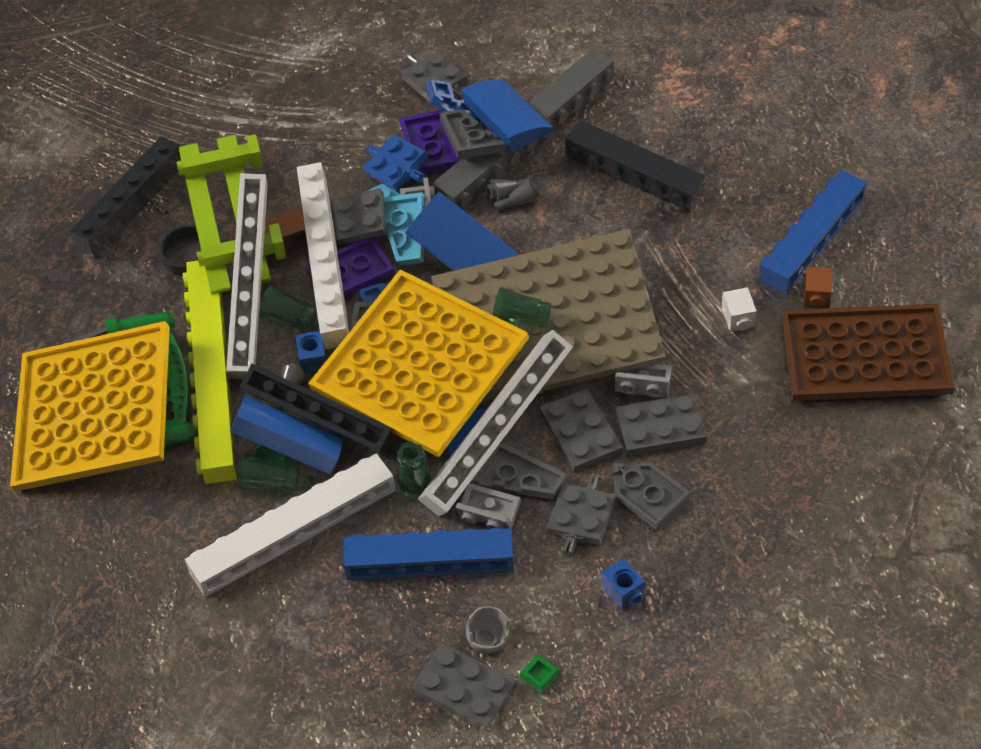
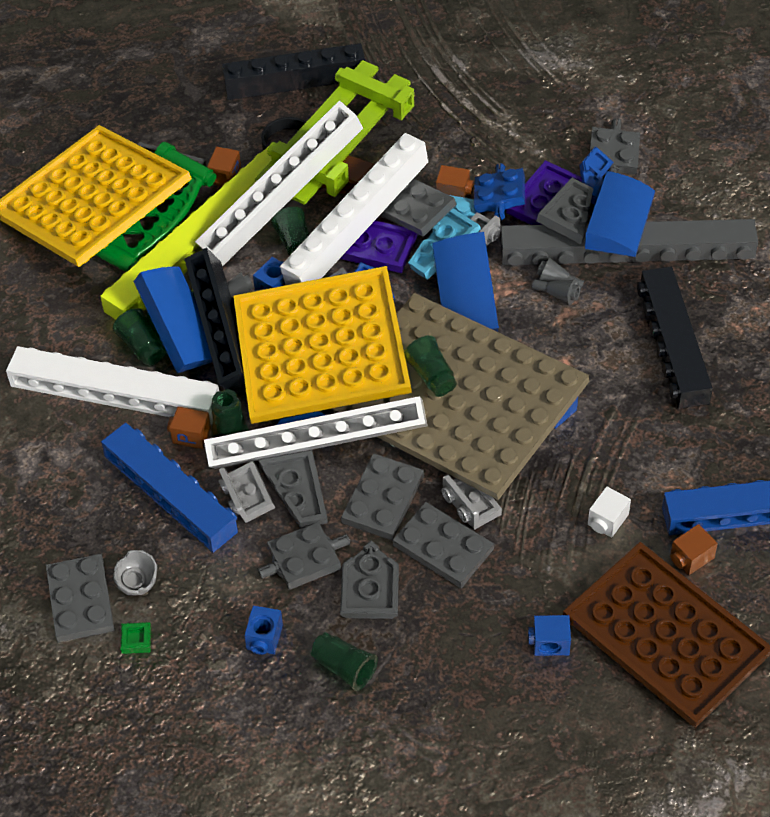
camera: 45 degrees right, 0 degrees up
(165, 300) = (224, 164): none -> dark orange brick
(354, 181) = (454, 181): none -> dark orange brick
(389, 502) = (189, 427): none -> dark orange brick
(700, 552) = (345, 660): none -> clear green plant
(804, 416) = (550, 635): none -> blue brick

